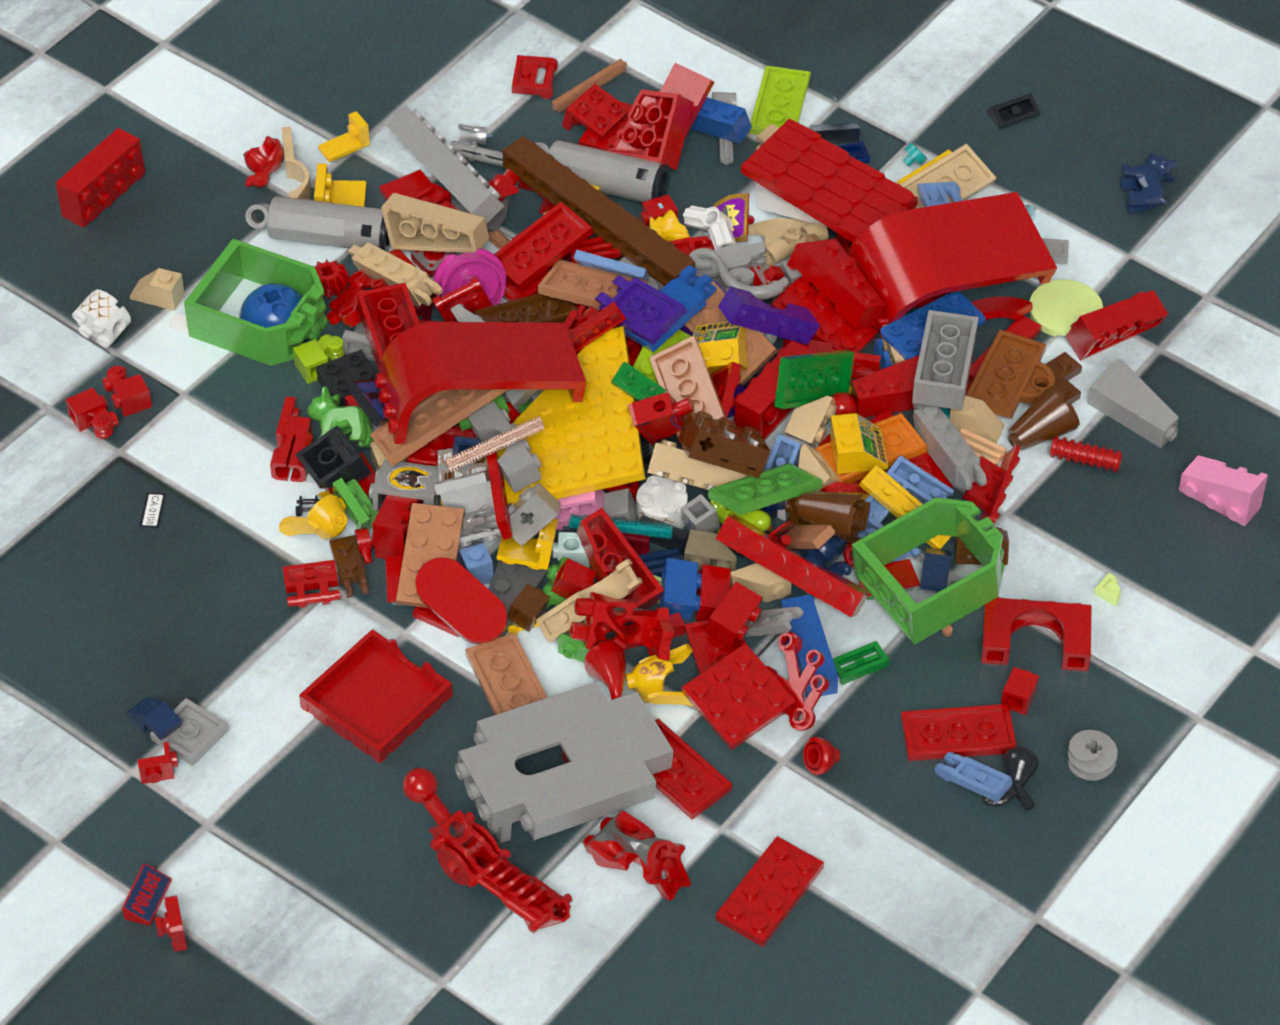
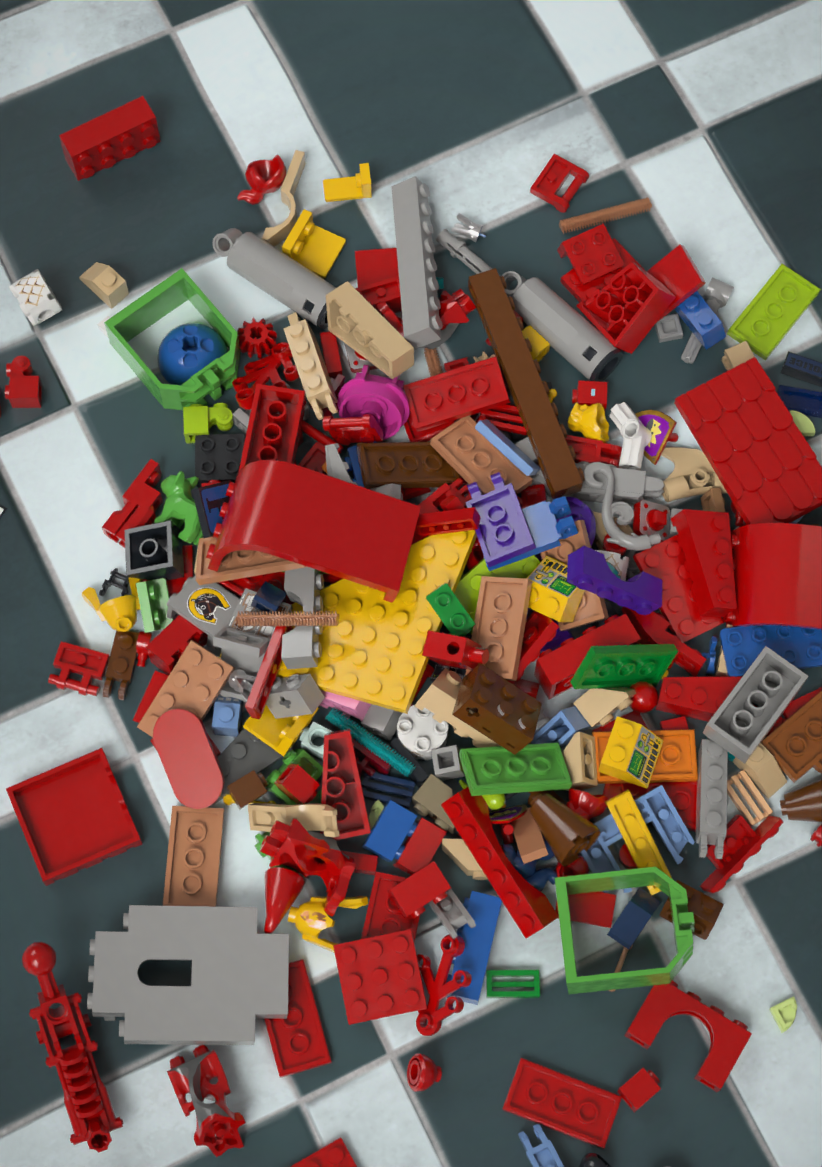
camera: 25 degrees right, 20 degrees up
(696, 145) = (669, 328): none -> light grey tile

